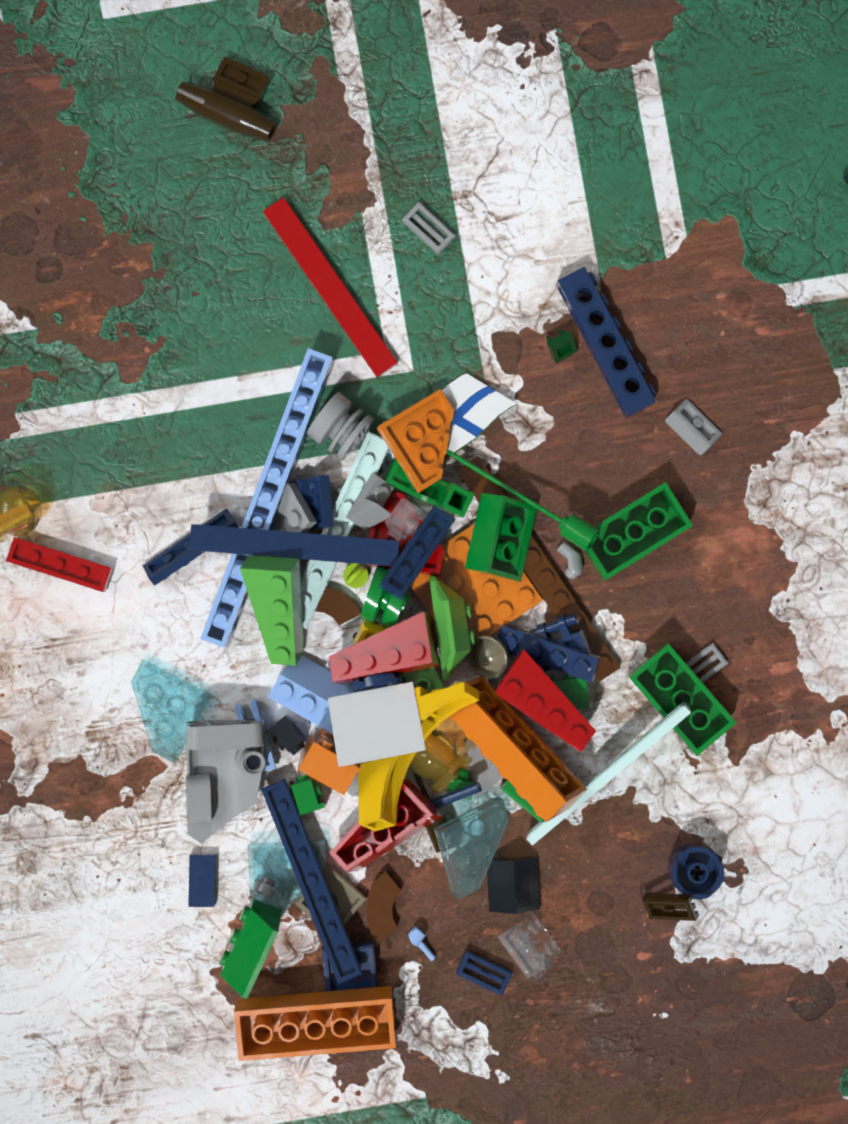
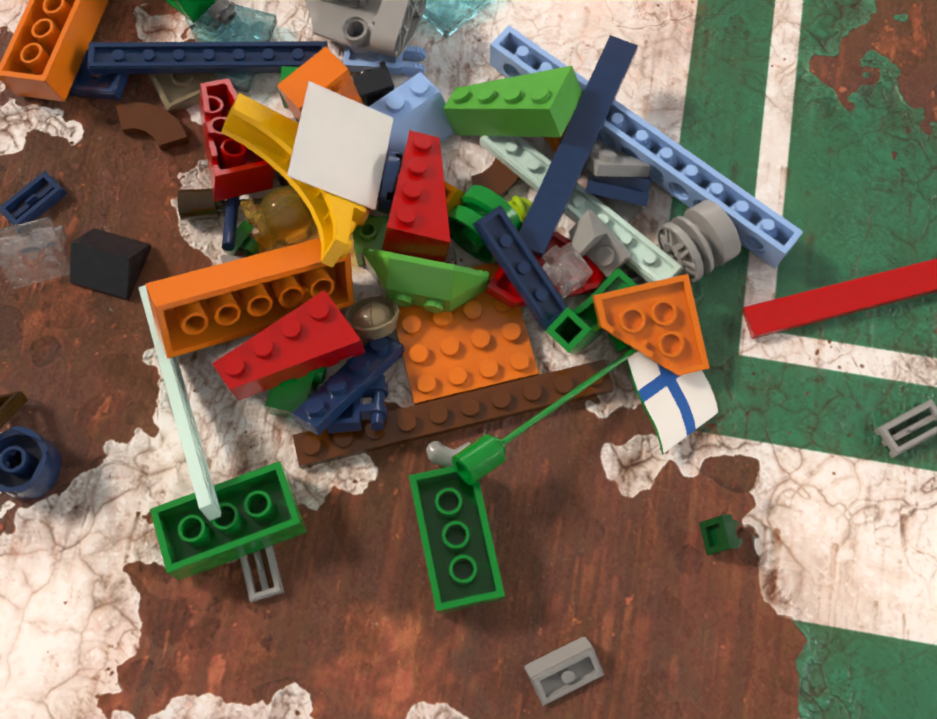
camera: 115 degrees right, 15 degrees down
(178, 554) = (600, 28): dark blue plate -> none
(416, 937) = (100, 144): light blue hand -> none
(470, 845) = (170, 224): clear light blue plate -> none
(500, 537) = (505, 373): green slope -> none
(585, 282) = (793, 572): dark blue brick -> none

